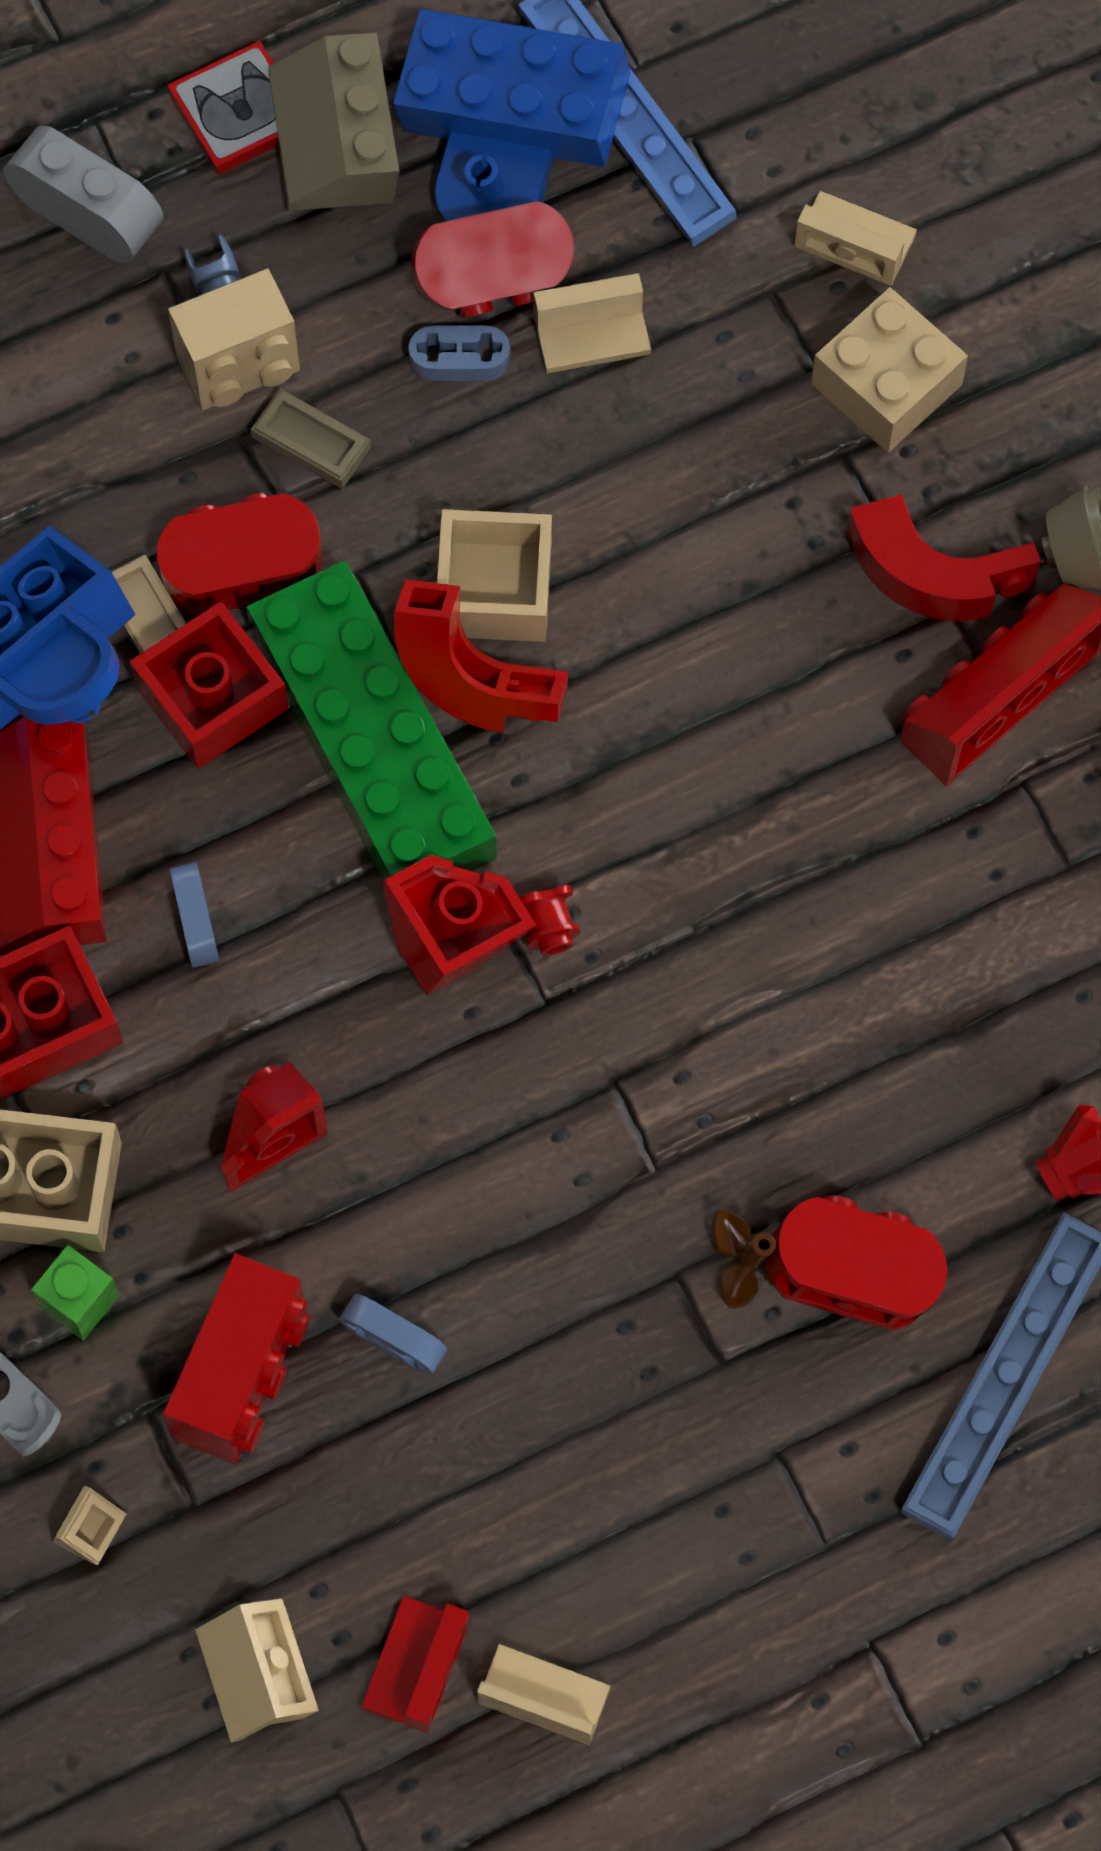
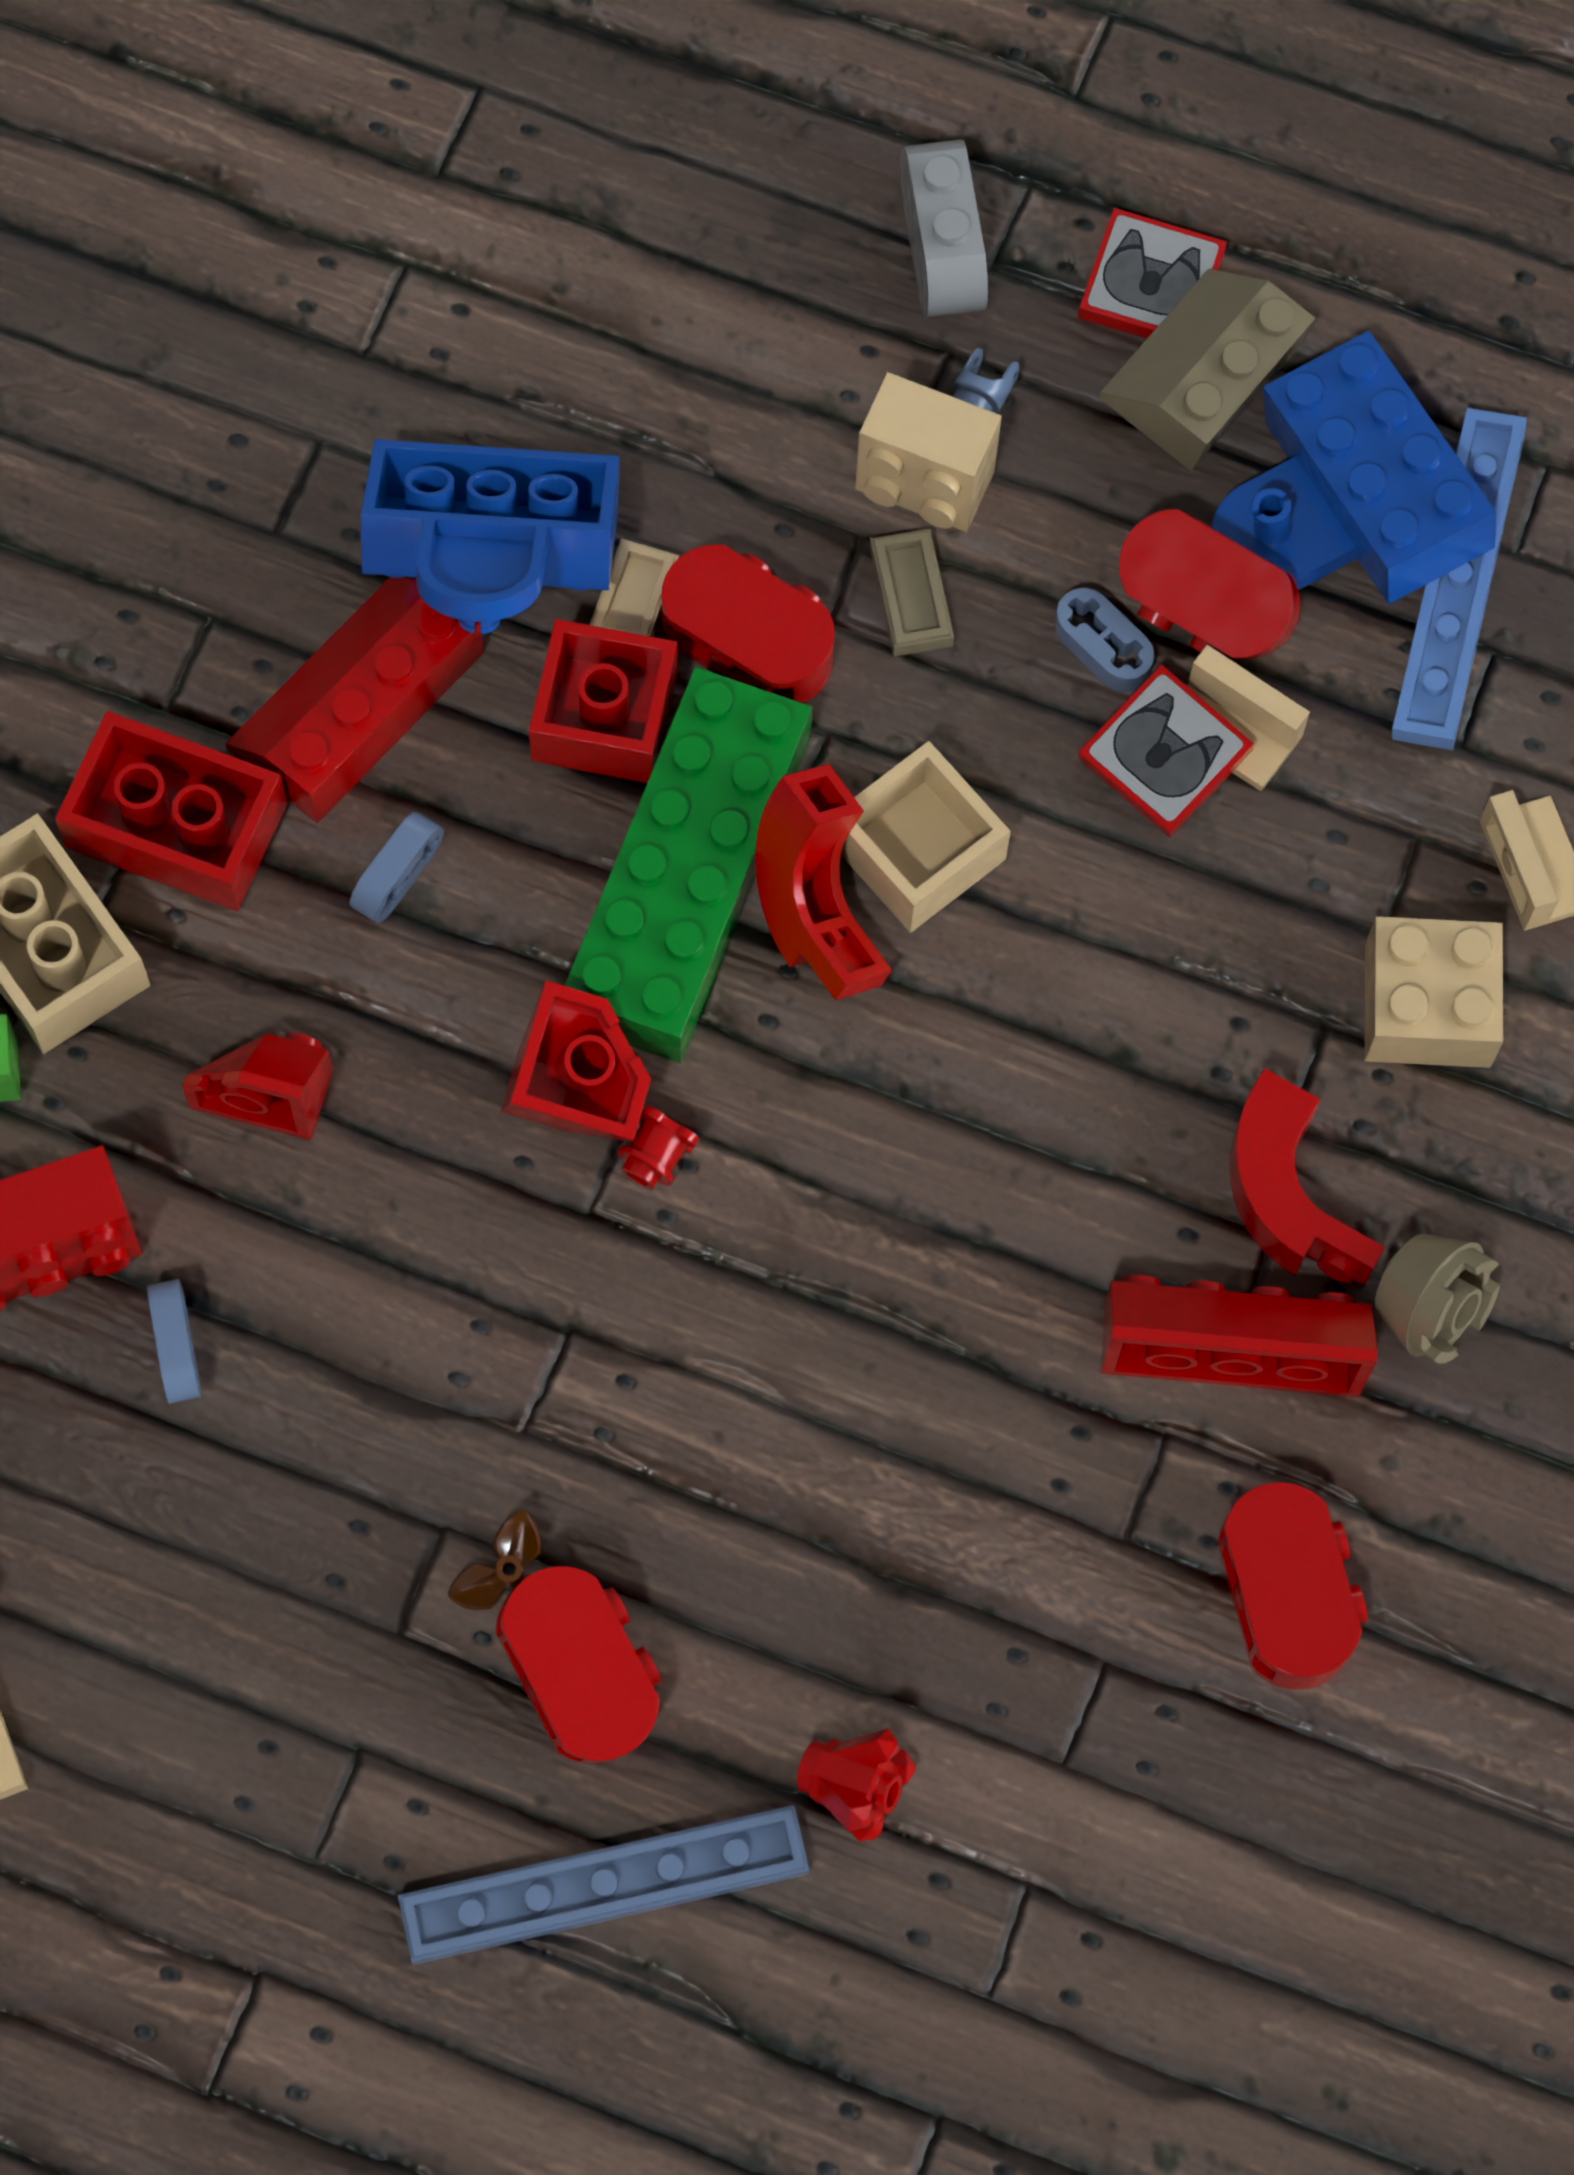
camera: 45 degrees right, 0 degrees up
(573, 383) = (1165, 751): none -> tile

